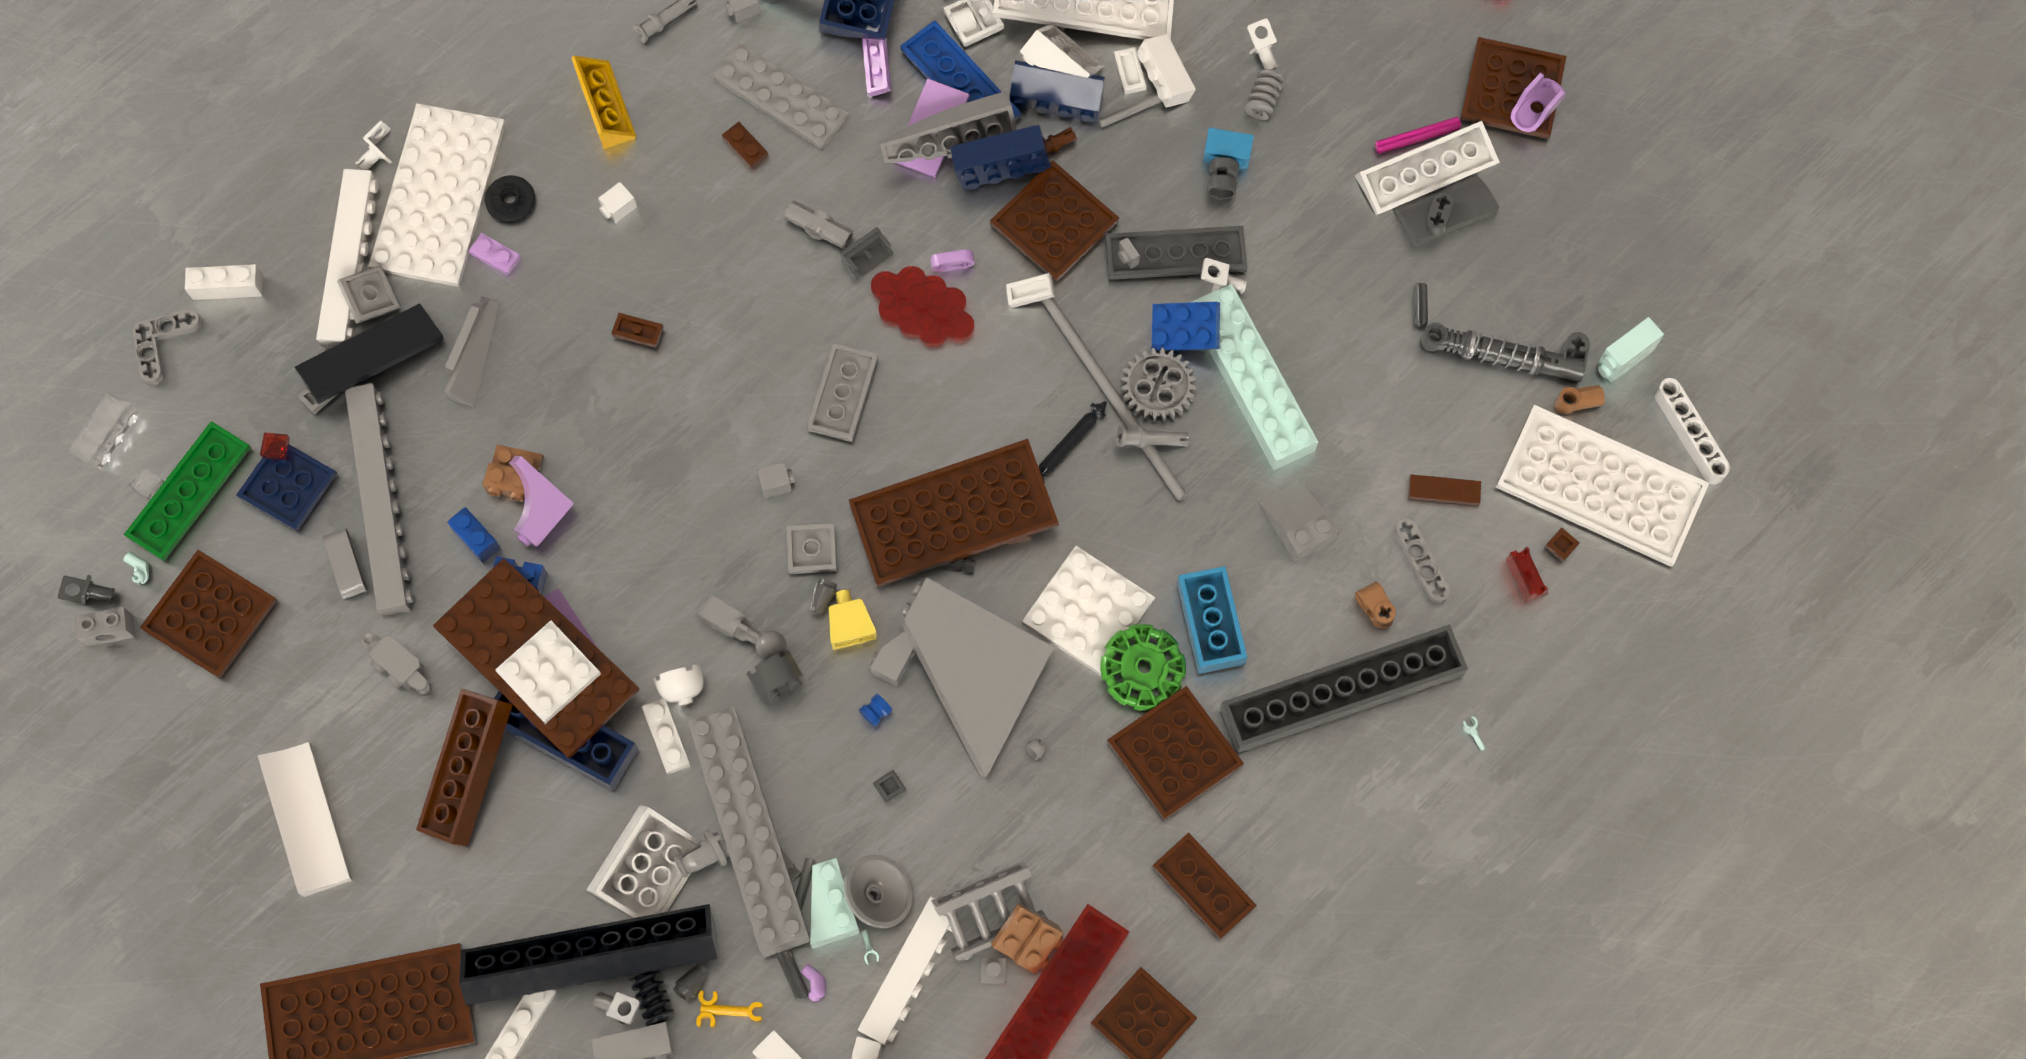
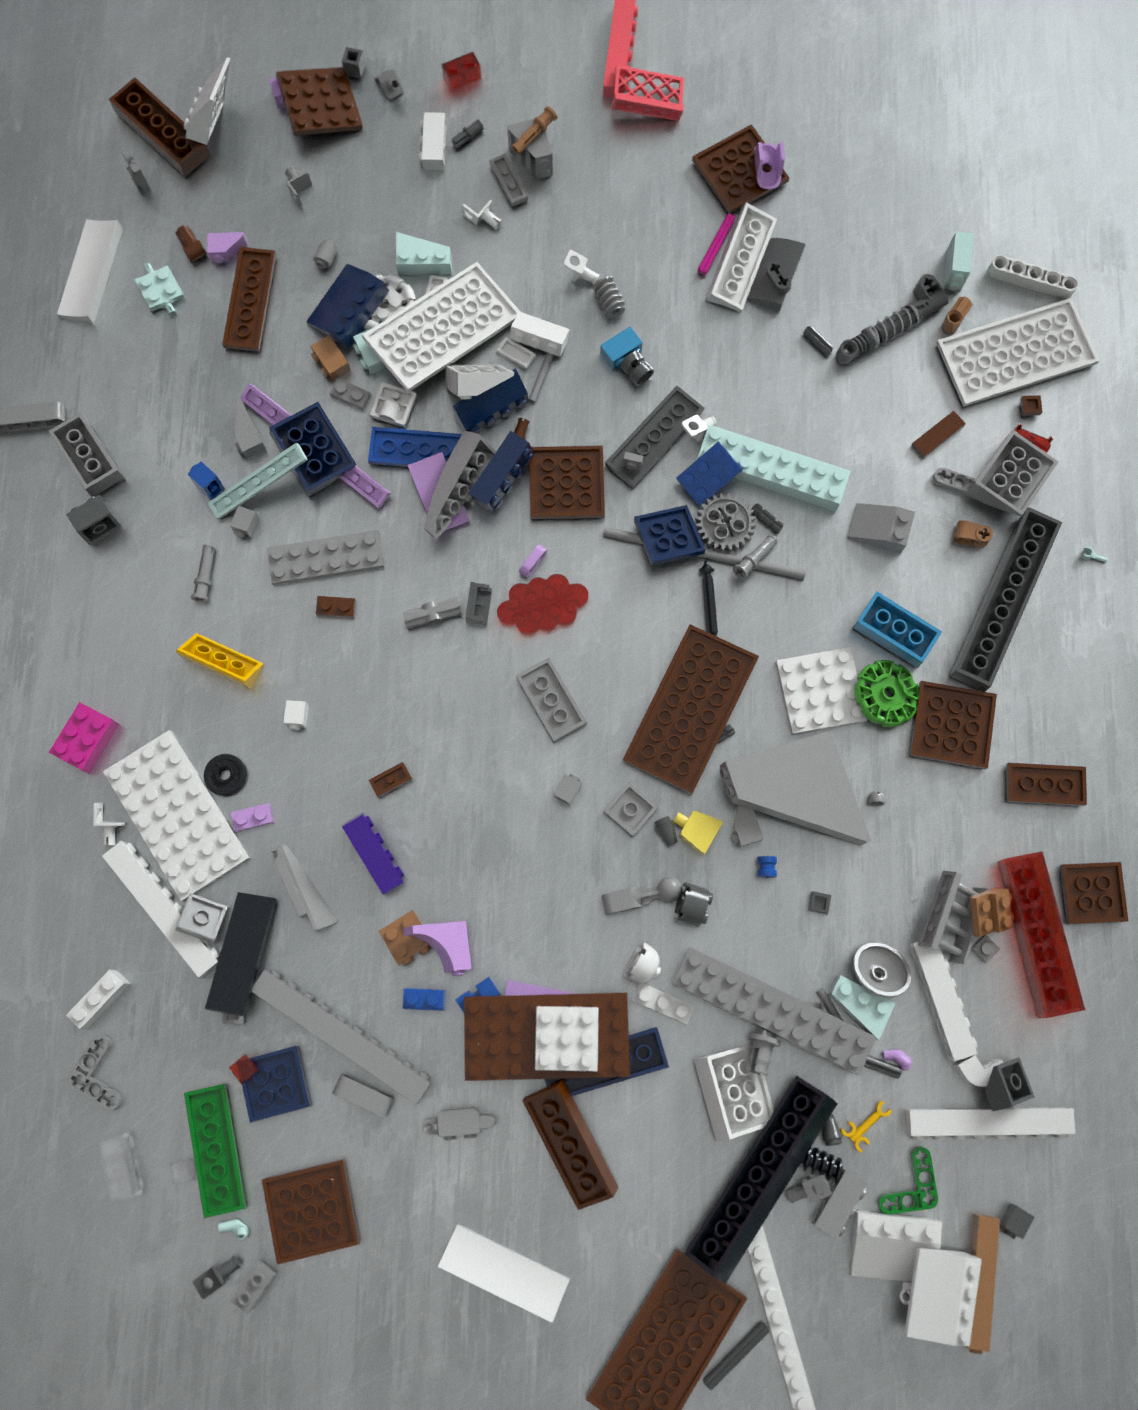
camera: 45 degrees left, 5 degrees up
(429, 62) = (84, 738): none -> dark pink brick
(558, 374) = (372, 853): none -> dark purple wedge
(869, 948) = (908, 1008): light aqua hand -> none
(1030, 290) = (596, 536): white tile -> none
(1093, 347) = (669, 535): none -> dark blue plate
(1202, 416) = (767, 518): none -> dark grey axle
(1469, 585) = (1013, 475): none -> light grey slope

